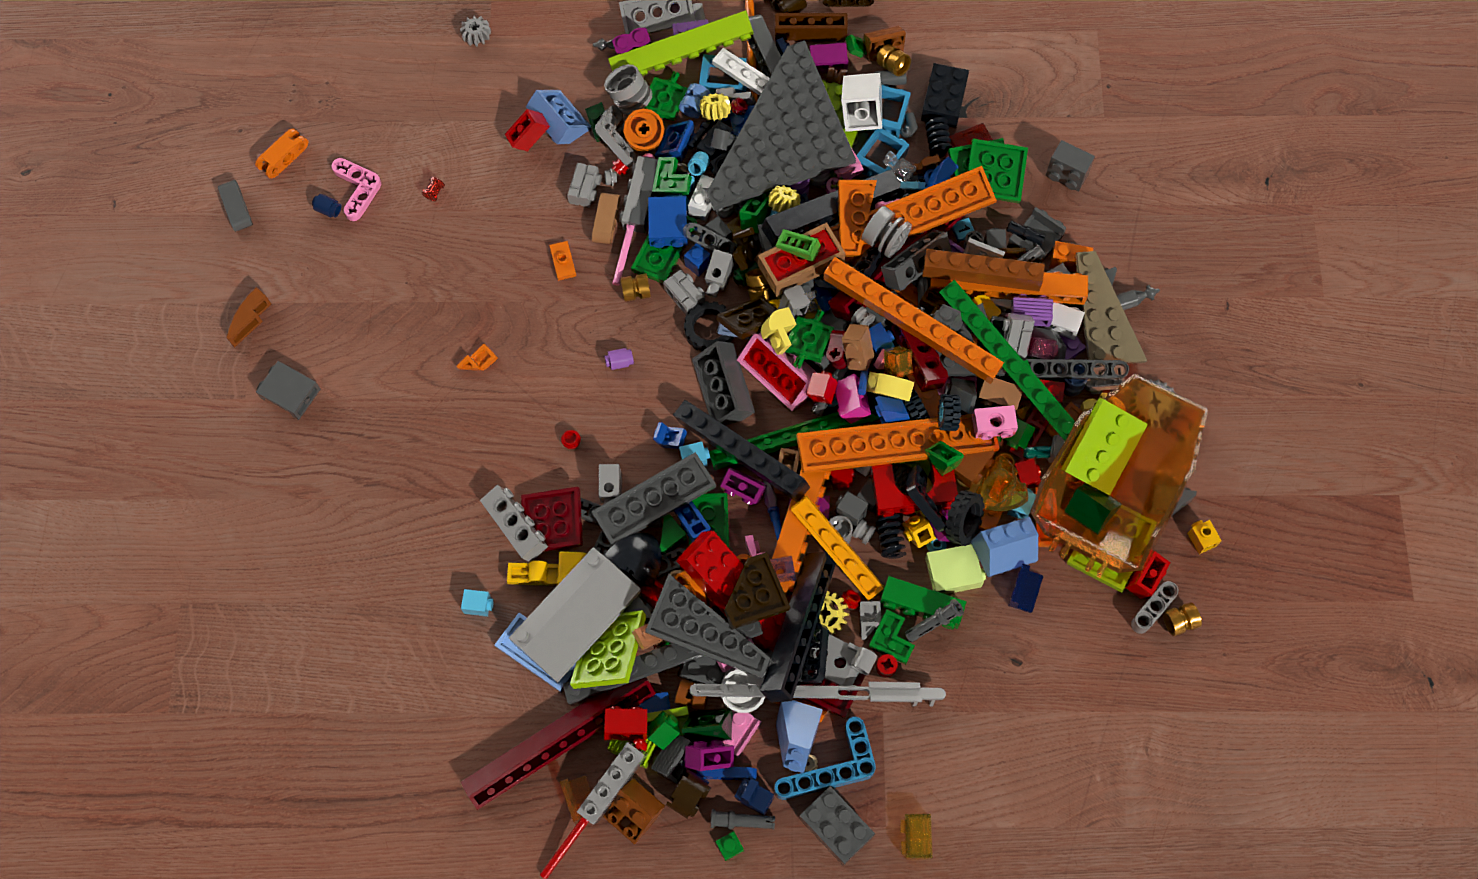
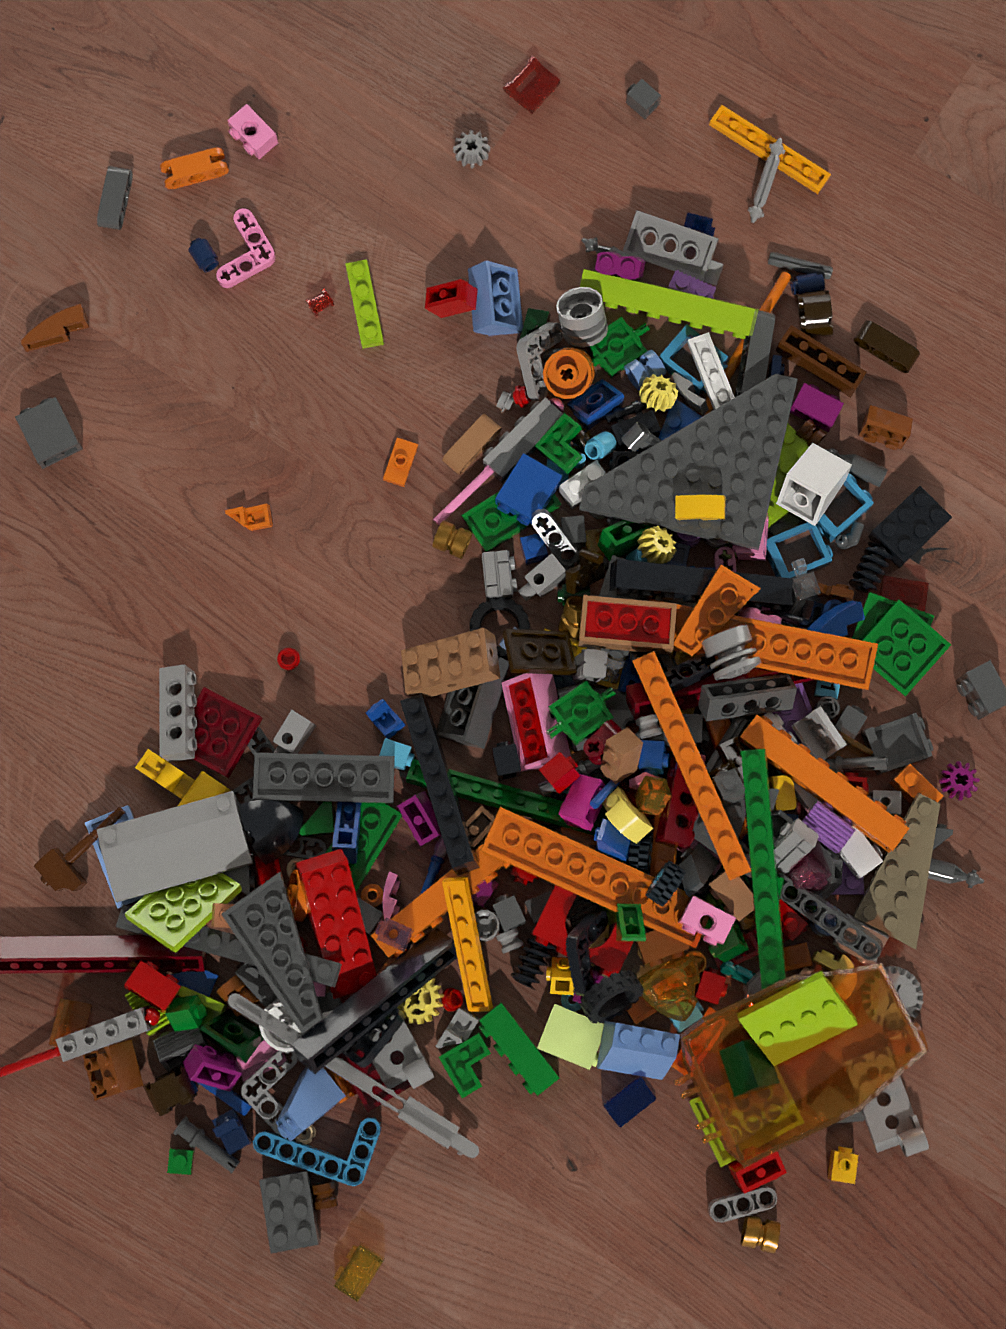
camera: 30 degrees right, 10 degrees up
(319, 106) = (246, 121): none -> bright pink brick
(466, 173) = (364, 304): none -> lime plate
(476, 602) = (94, 769): medium azure brick -> none
(495, 691) = (58, 868): none -> reddish brown piece
(583, 185) = (472, 393): light grey brick -> none
(619, 358) = (388, 605): medium lavender brick -> none
(692, 365) = (450, 663): none -> medium nougat brick
(739, 106) = (683, 407): dark red plate -> none
(756, 594) = (350, 946): dark brown plate -> none
(759, 754) = (263, 1093): none -> light grey beam
(776, 329) = (552, 680): light yellow brick -> none
(777, 409) = (506, 761): none -> black brick
(798, 153) = (700, 507): none -> yellow slope
(809, 250) = (641, 626): bright green slope -> none
(854, 798) = (324, 1198): none -> reddish brown wheel
(855, 46) = (854, 411): green plate -> none
(884, 669) = (444, 1086): red wheel -> none
(893, 60) = (879, 456): pearl gold wheel -> none
(912, 185) = (801, 611): medium azure tile -> none
(941, 617) = (523, 1079): dark grey pin -> none
(983, 270) = (802, 756): dark orange brick -> none
(1025, 233) = (887, 733): black pin -> none
(1088, 233) = (968, 780): none -> magenta gear
(1230, 485) = (908, 1130): none -> light grey hinge

